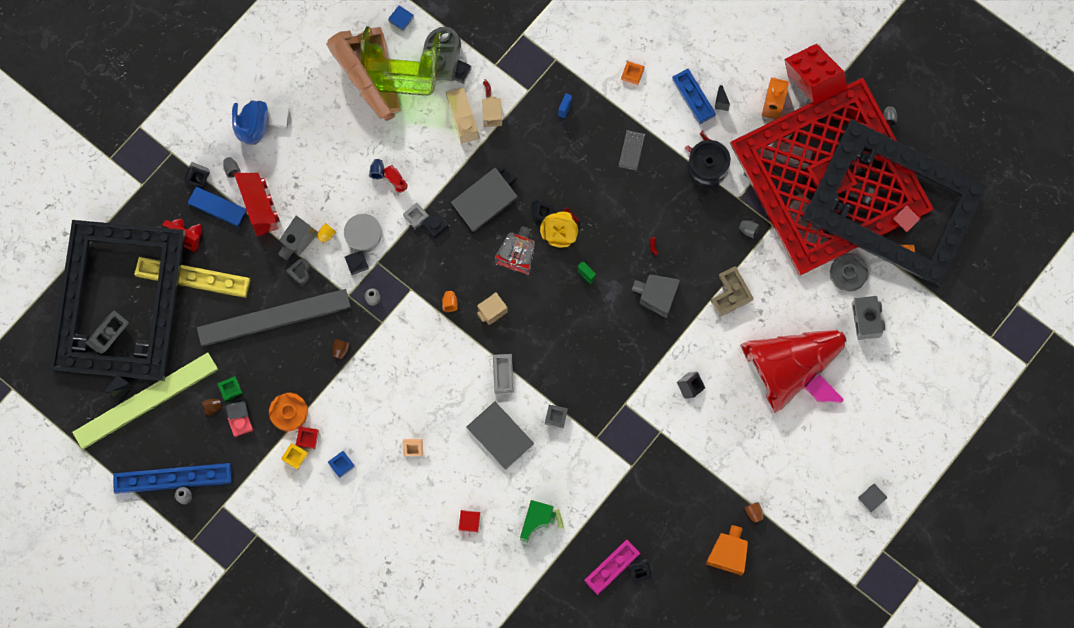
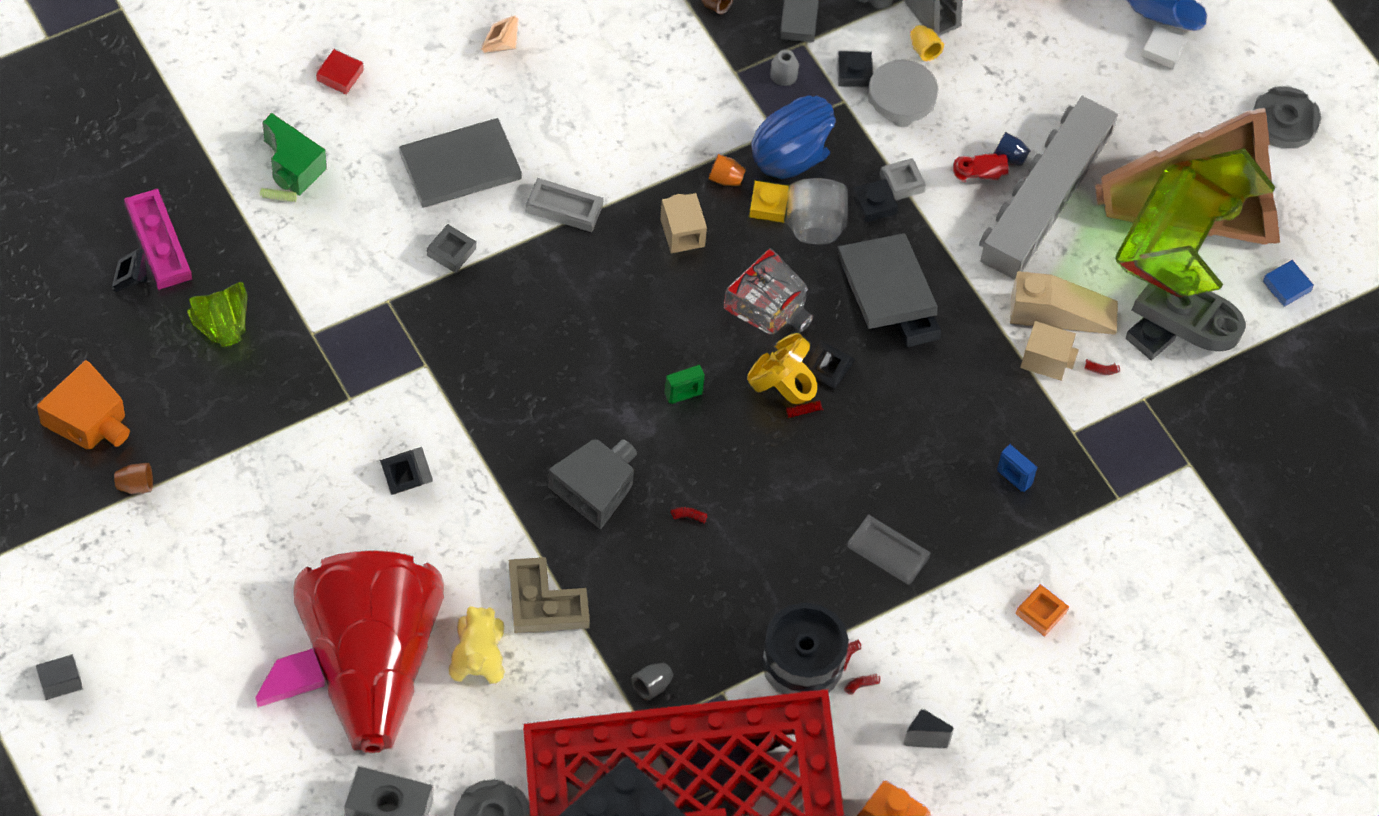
camera: 105 degrees right, 15 degrees down
(298, 47) = (1290, 116): none -> dark grey tile
(394, 142) = (1048, 187): none -> light grey brick
(421, 271) = (793, 137): none -> blue hair
(457, 275) = (769, 201): none -> yellow plate
(459, 245) = (817, 210): none -> clear piece
(647, 509) = (221, 314): none -> clear neon green brick
(694, 96) = (955, 694): blue tile -> none
(774, 310) = (478, 646): none -> light yellow animal

